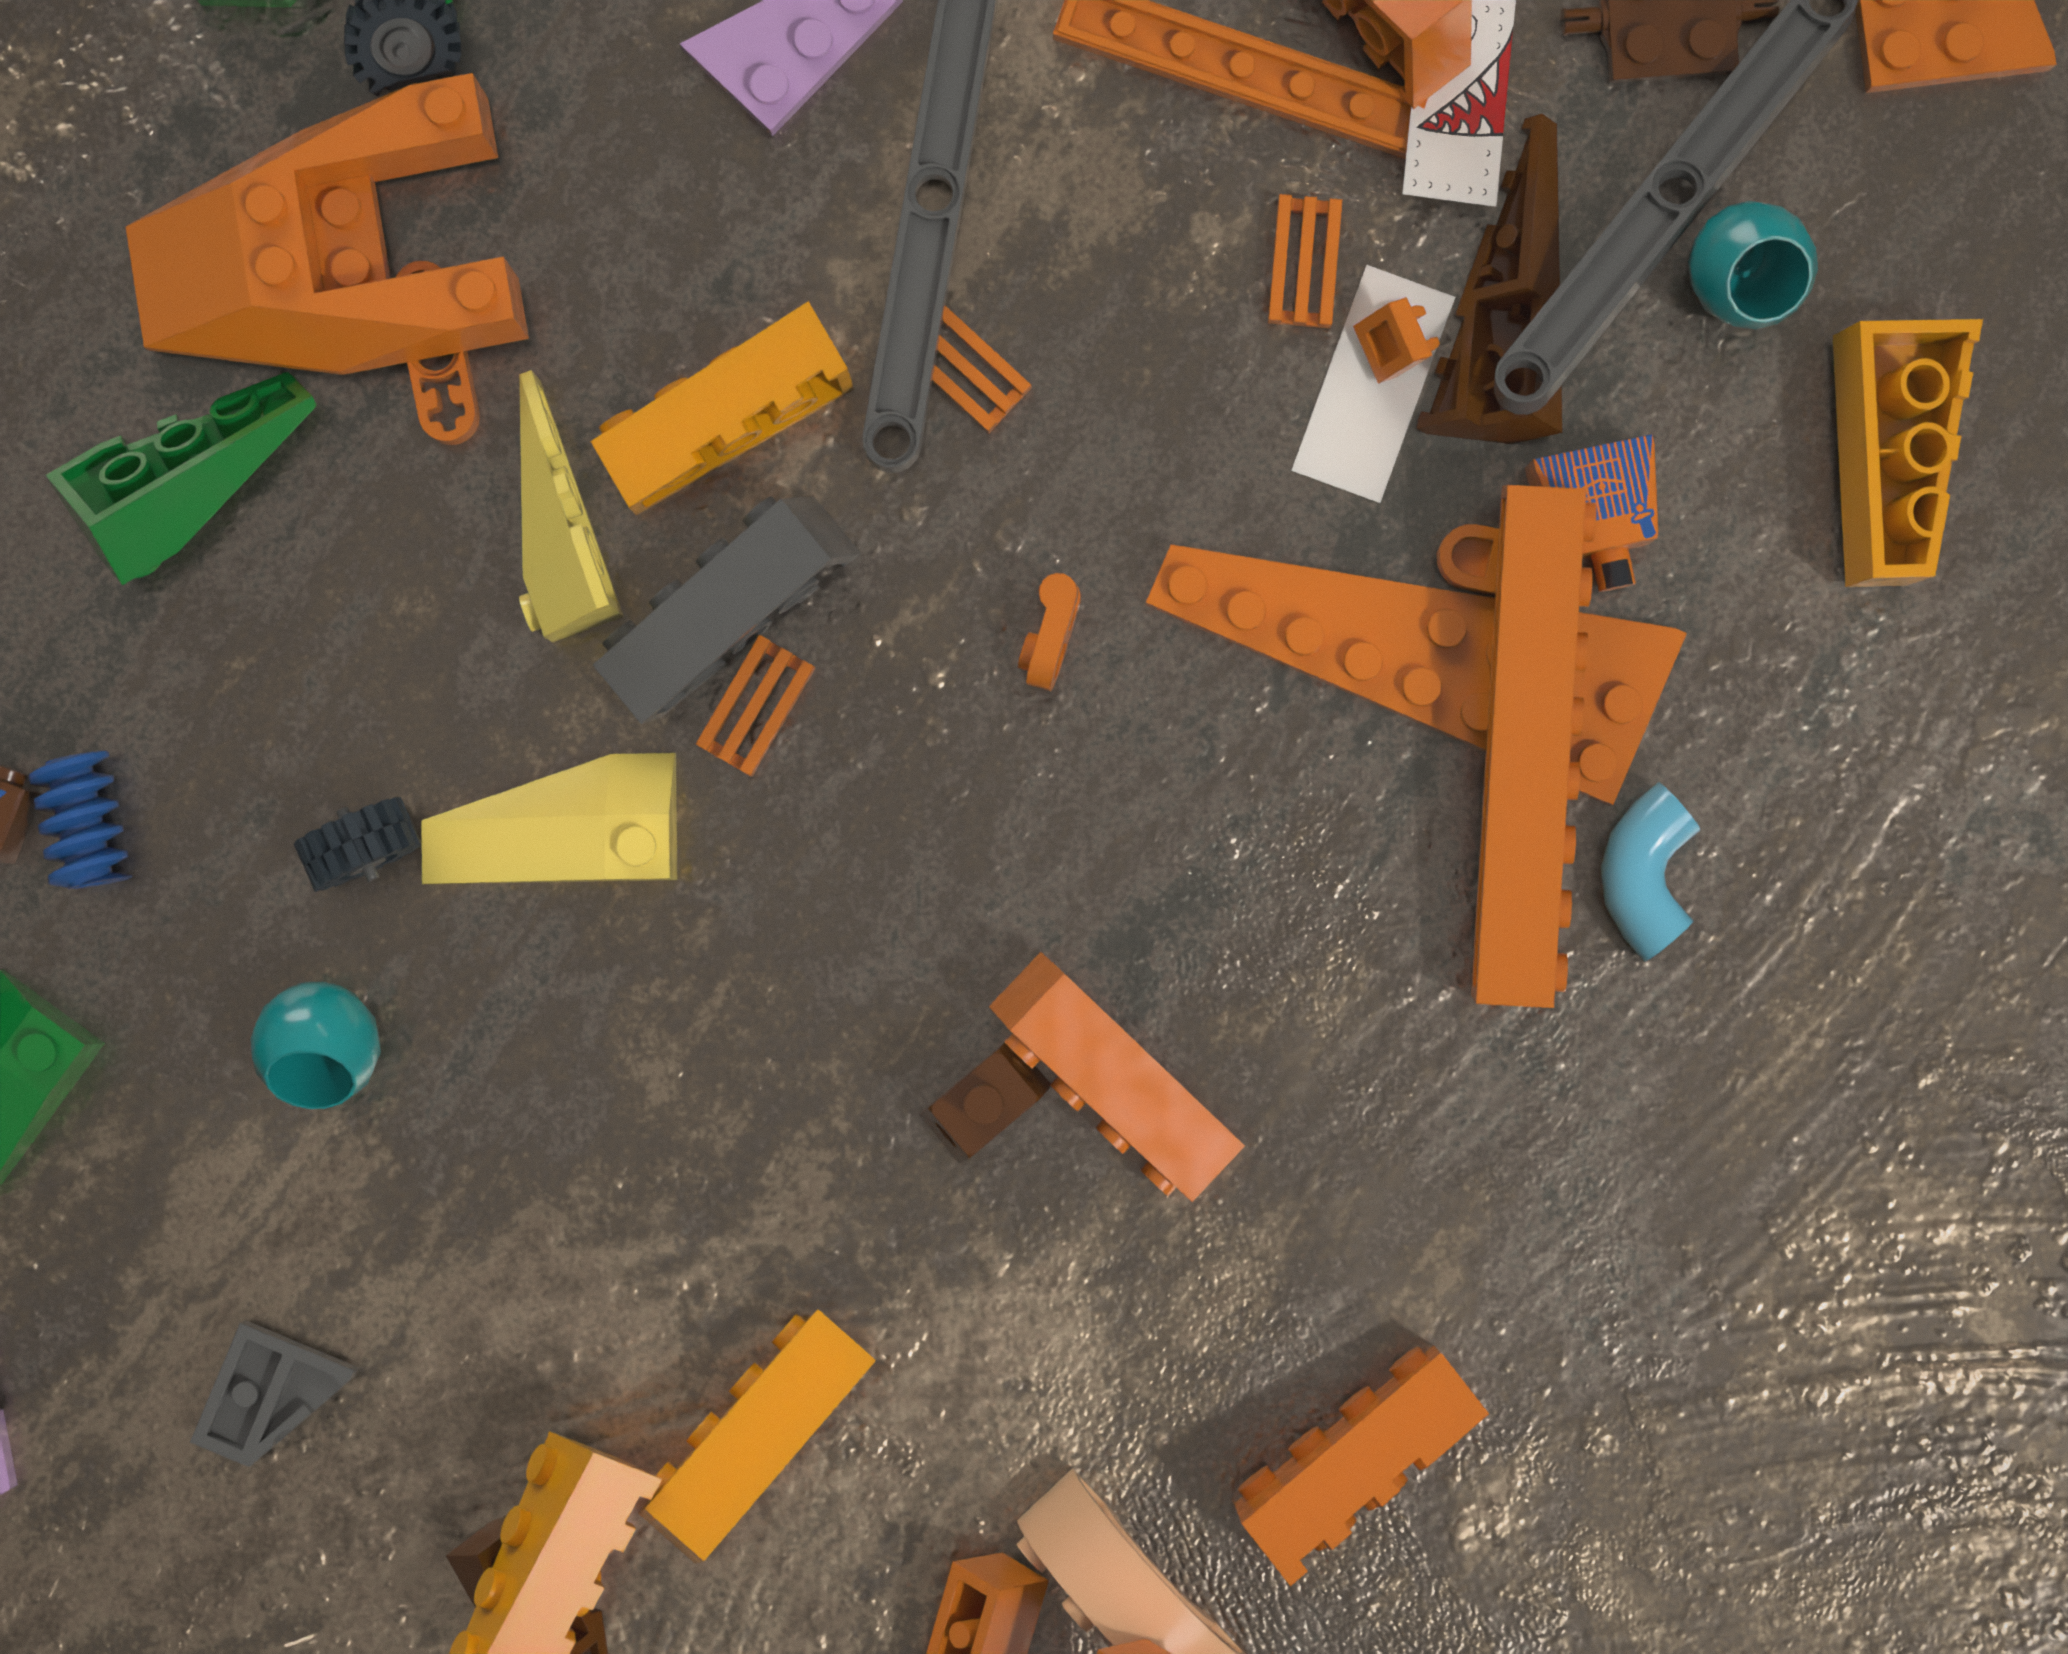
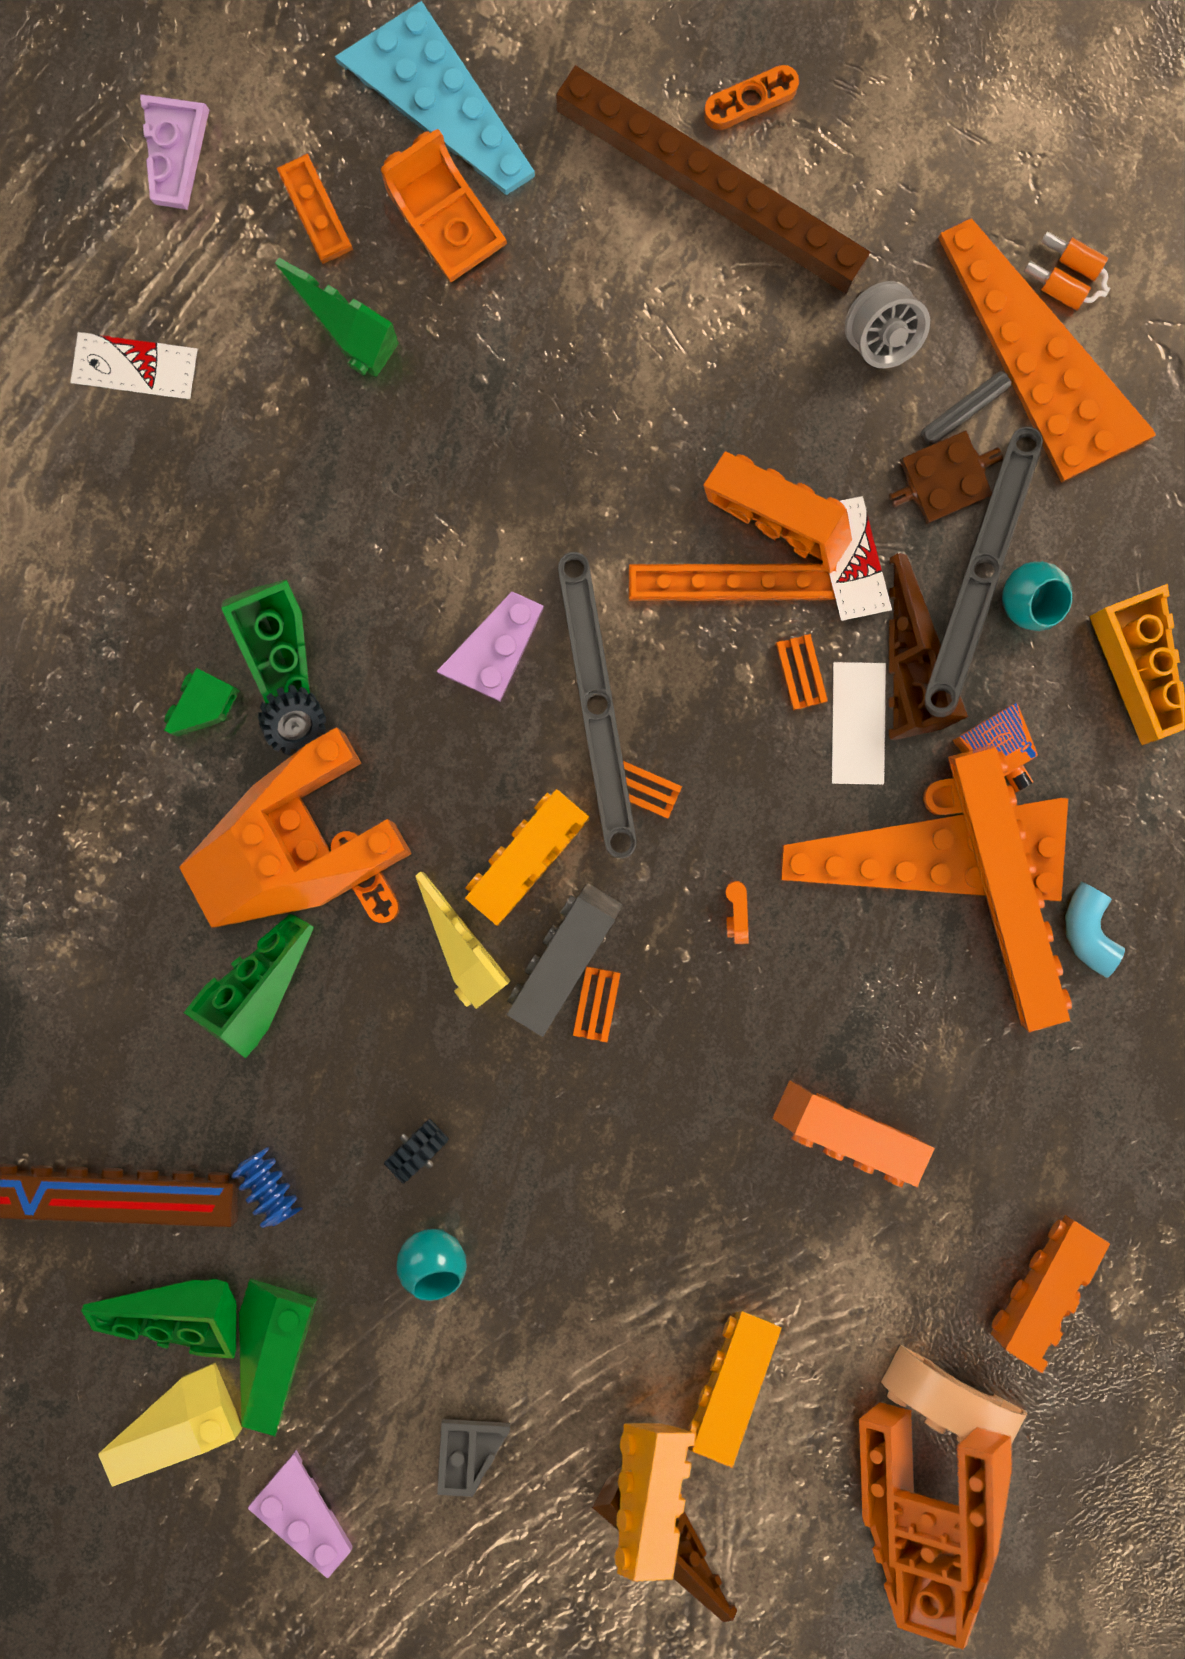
camera: 20 degrees left, 0 degrees up
(574, 826) = (525, 1100): light yellow wedge -> none
(984, 1102) = (790, 1171): reddish brown torso -> none
(1394, 339) = (864, 698): orange tile -> none

